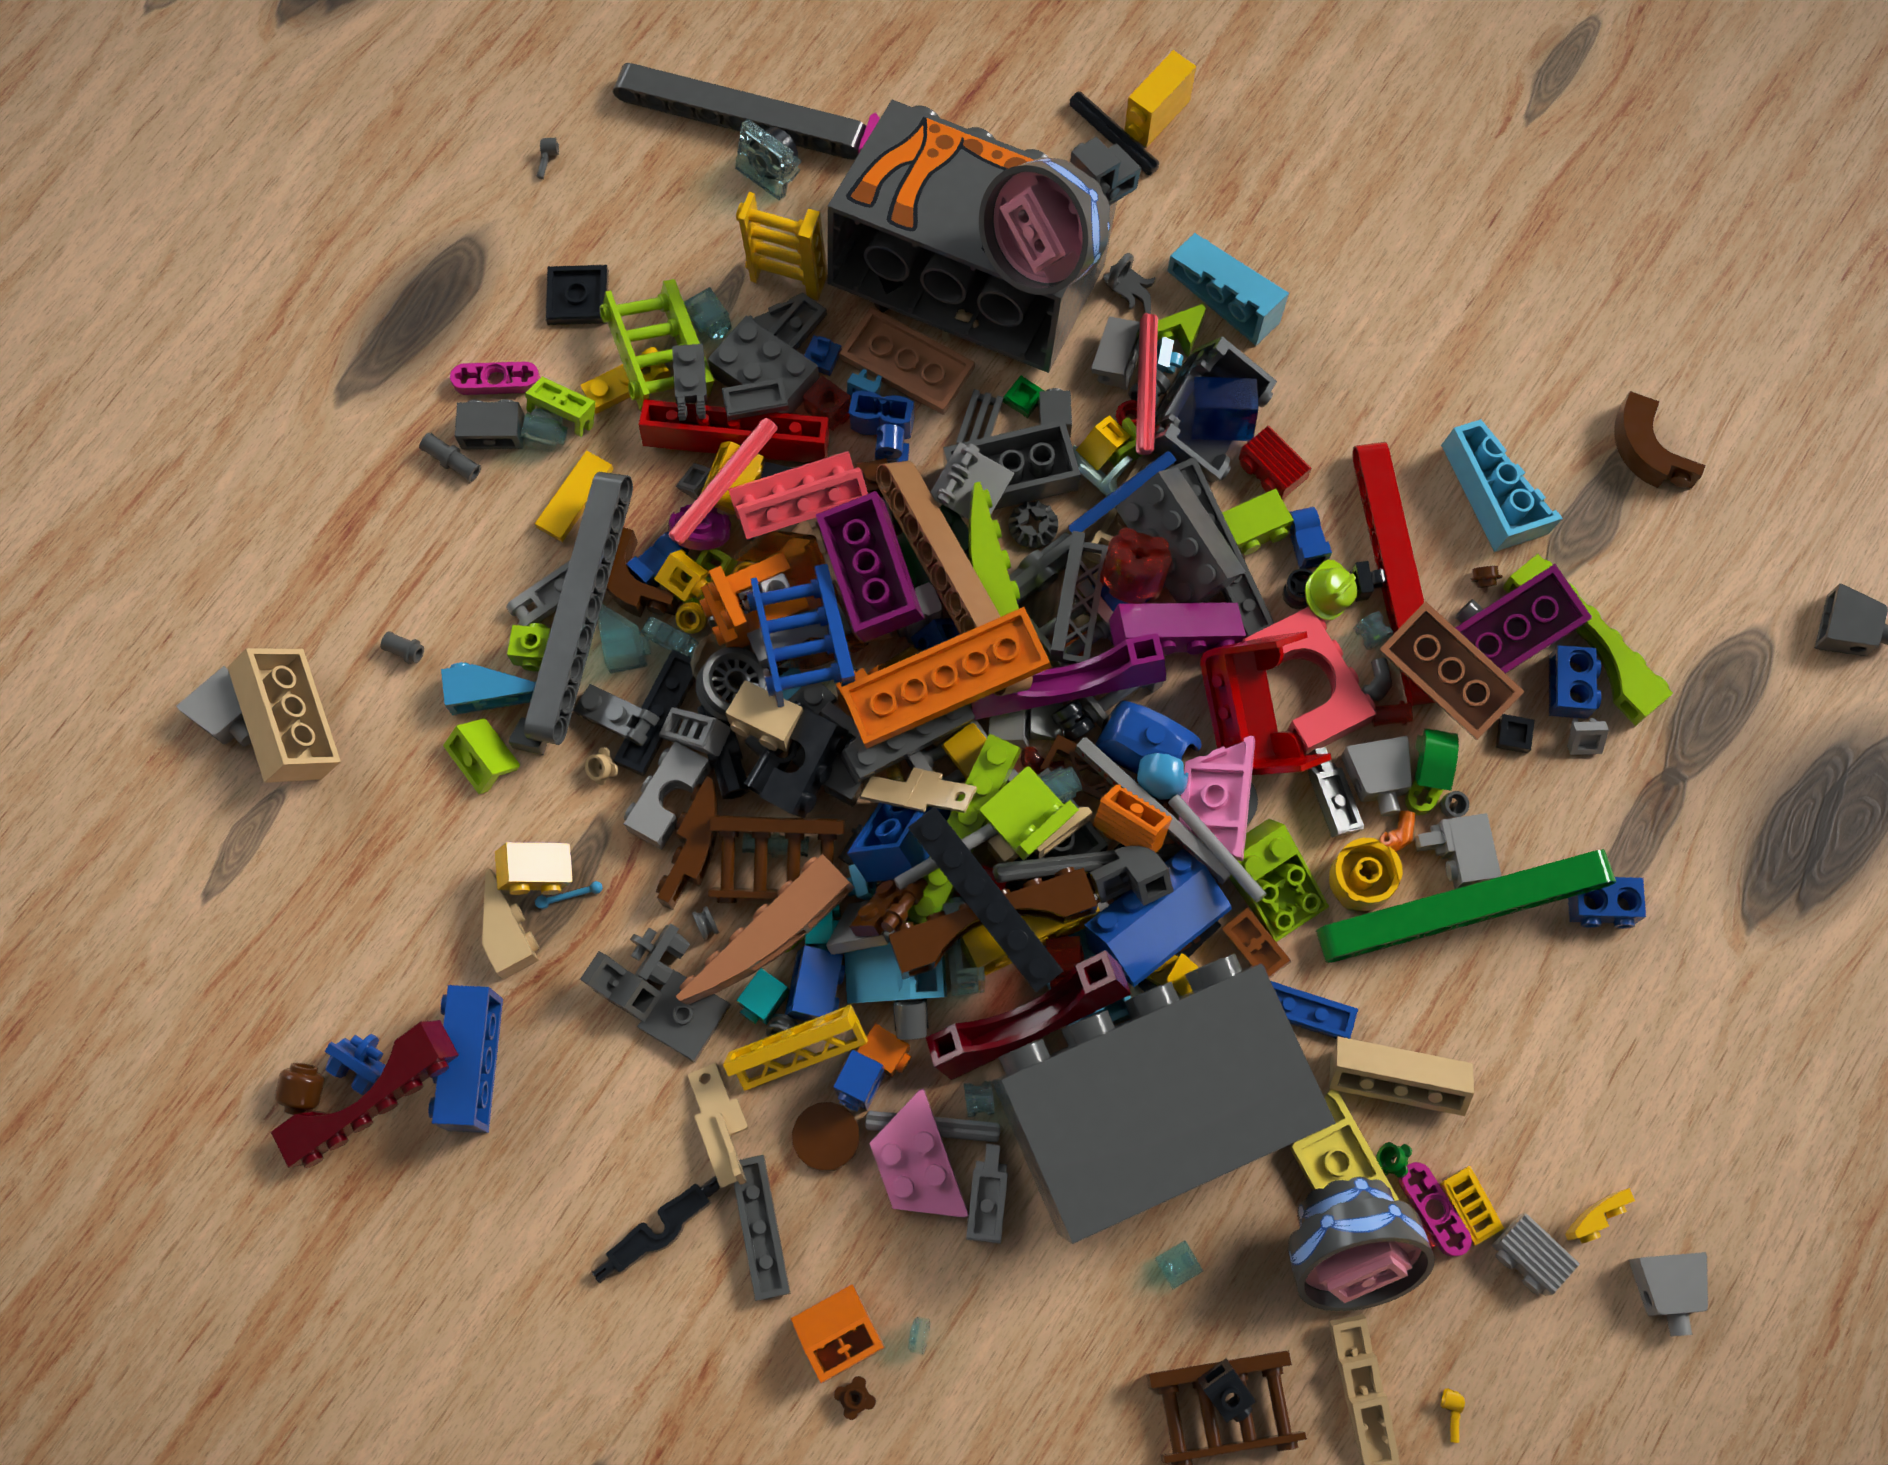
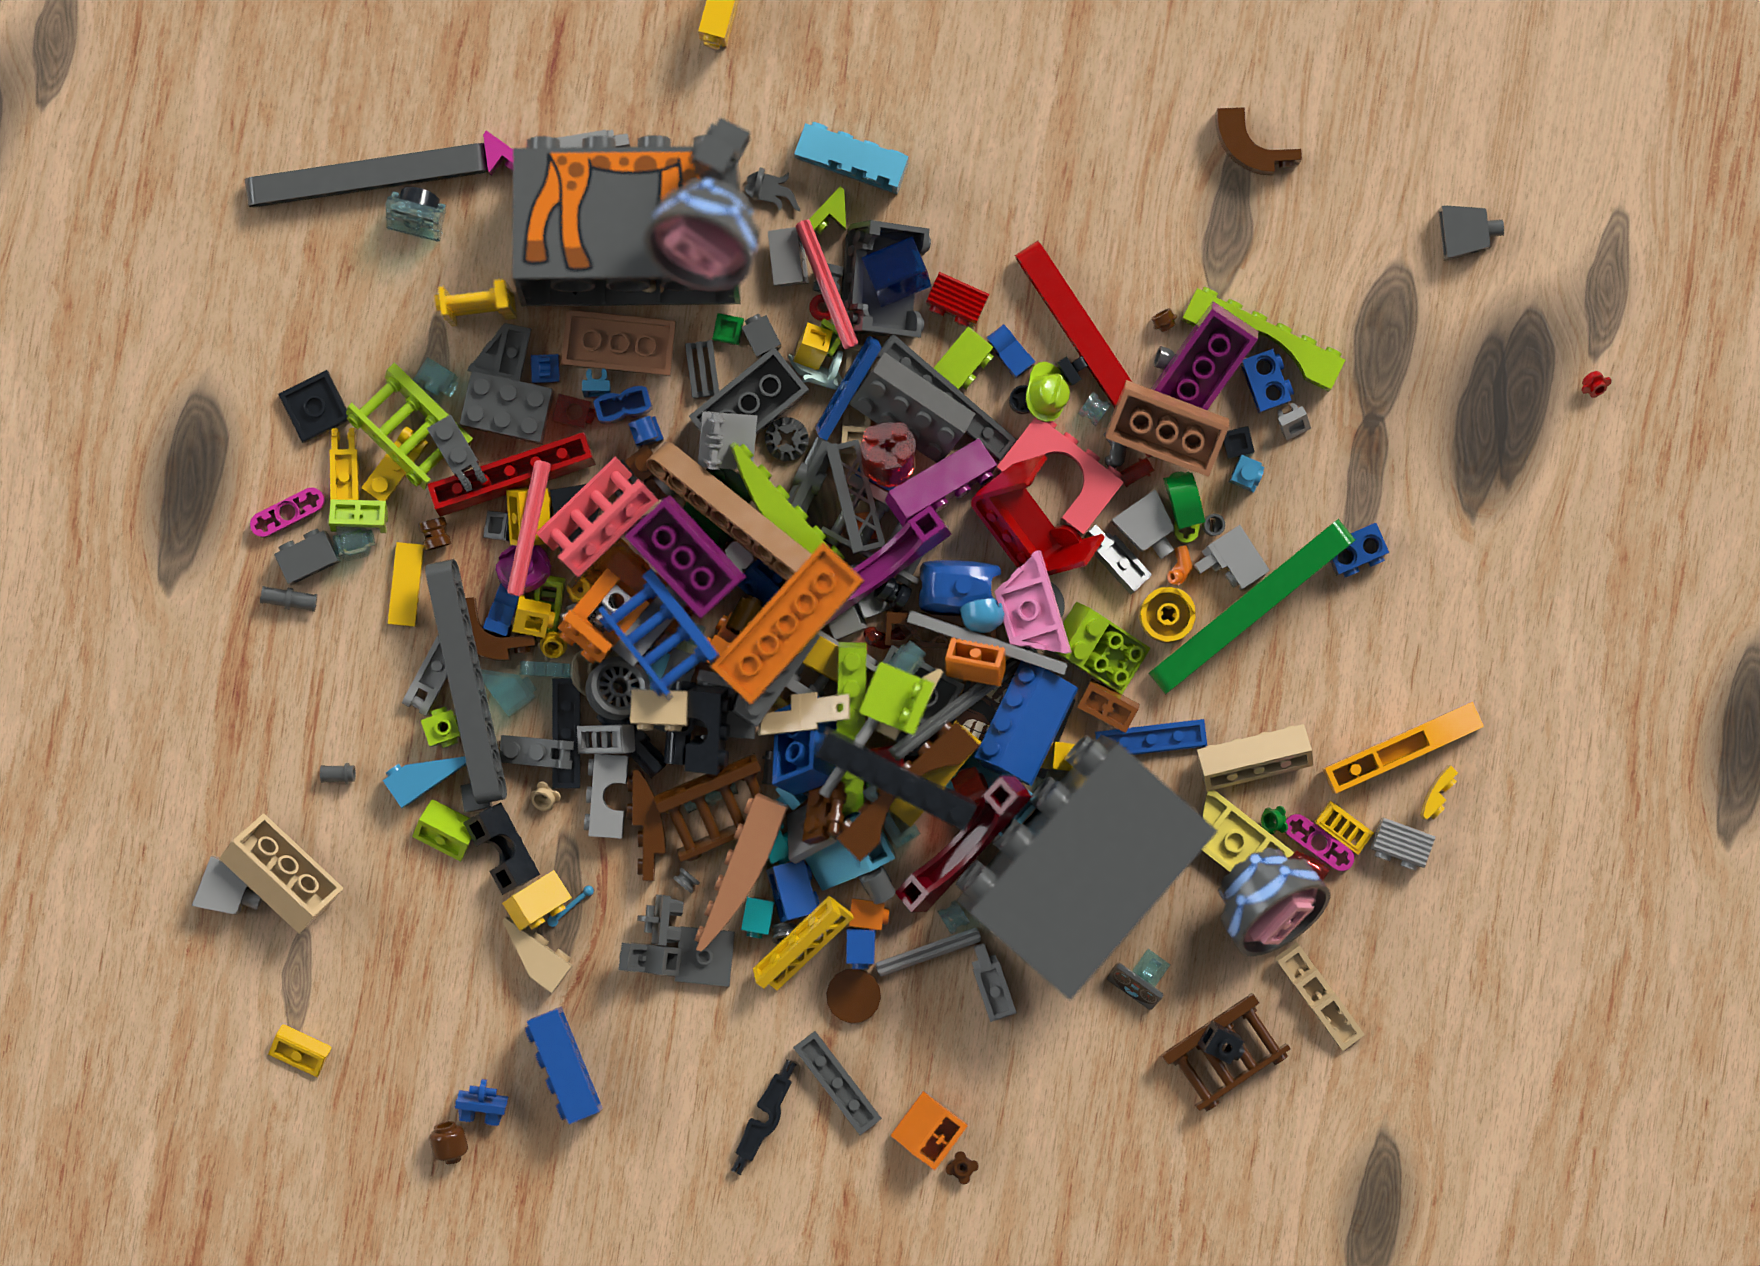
camera: 25 degrees left, 15 degrees up
(203, 914) = (299, 1050): none -> yellow slope
(413, 1059) = (532, 1086): dark red arch -> none
(531, 772) = (497, 829): none -> black arch
(548, 148) = (219, 283): dark grey hand -> none
(575, 356) = (344, 467): none -> yellow hinge
(628, 458) = (434, 533): none -> reddish brown wheel
(717, 1123) = (770, 1023): tan piece -> none
(755, 399) = (518, 445): dark grey tile -> none
(917, 1163) = (929, 983): bright pink wing -> none
(919, 1335) = (987, 1104): clear light blue tile -> none
(1114, 132) = (693, 49): black axle -> none
(1134, 870) = (993, 699): dark grey brick -> none
(1151, 1277) = (1134, 986): none -> slope
(1166, 359) = (829, 245): medium azure tile -> none
(1217, 848) = (1047, 653): light grey bar -> none
(1455, 1402) = (1384, 972): yellow hand -> none
(1496, 488) = (1143, 242): medium azure wedge -> none
(1514, 766) = (1247, 473): none -> dark azure brick
(1574, 1143) = (1402, 748): none -> light orange slope
(1673, 1287) = (1509, 820): light grey torso -> none

